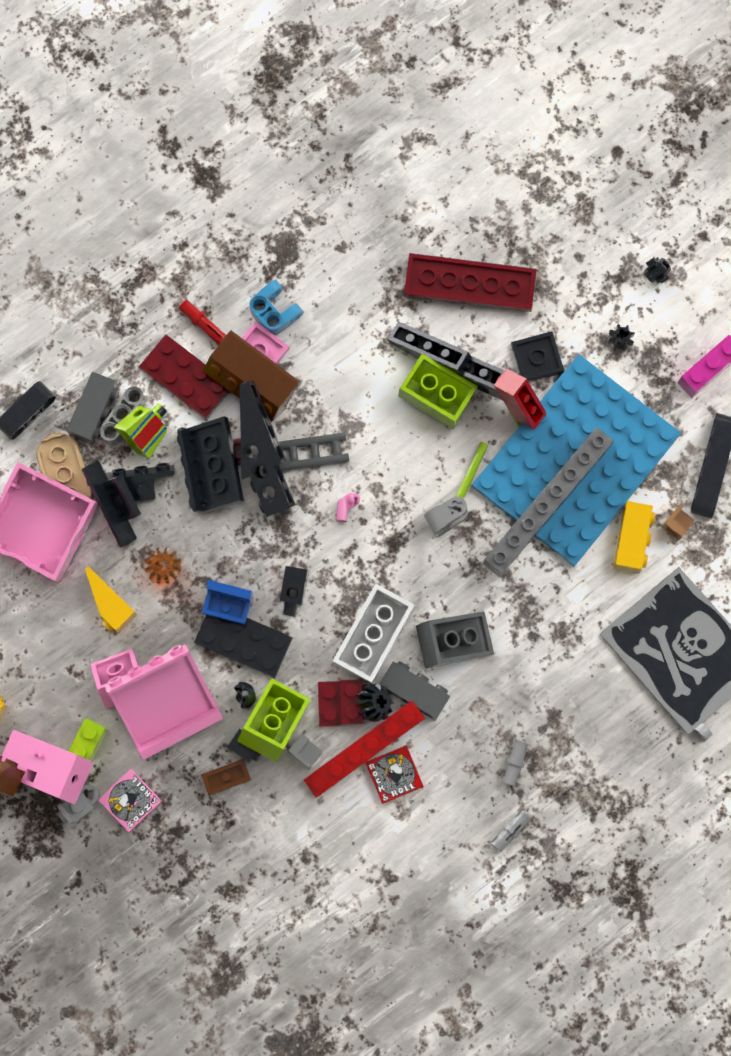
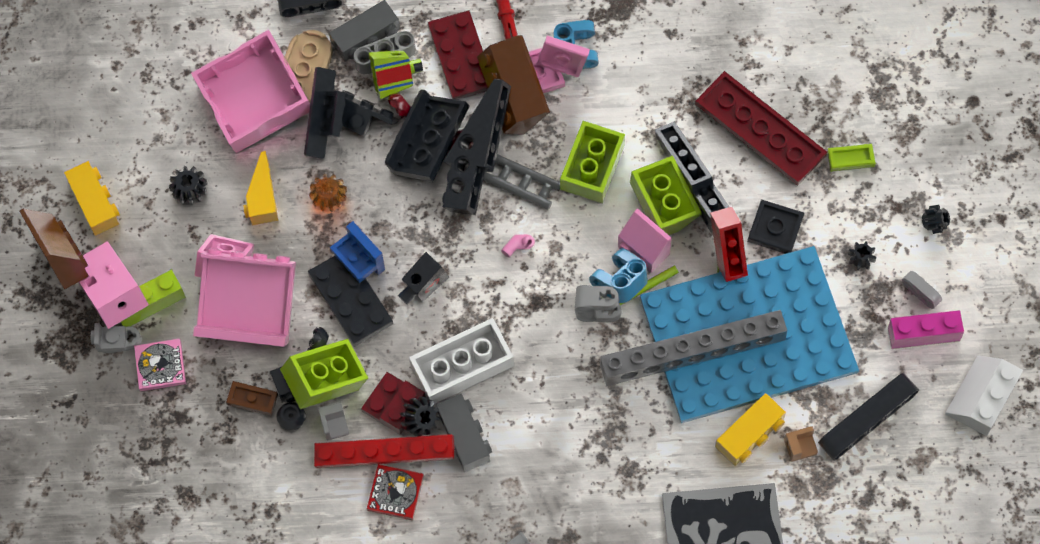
camera: 40 degrees right, 10 degrees down
(48, 629) = (194, 179): none -> black gear
(168, 453) = (399, 103): none -> dark red plate
(267, 777) = (287, 422): none -> black plate
(276, 327) = (563, 56): none -> bright pink tile
(359, 399) = (592, 161): none -> lime brick
(447, 439) = (645, 240): none -> bright pink slope
(454, 639) = (529, 413): dark grey slope -> none
(461, 479) = (627, 280): none -> dark azure piece
(556, 260) = (851, 157): none -> lime tile
(684, 335) = (922, 289): none -> light grey beam

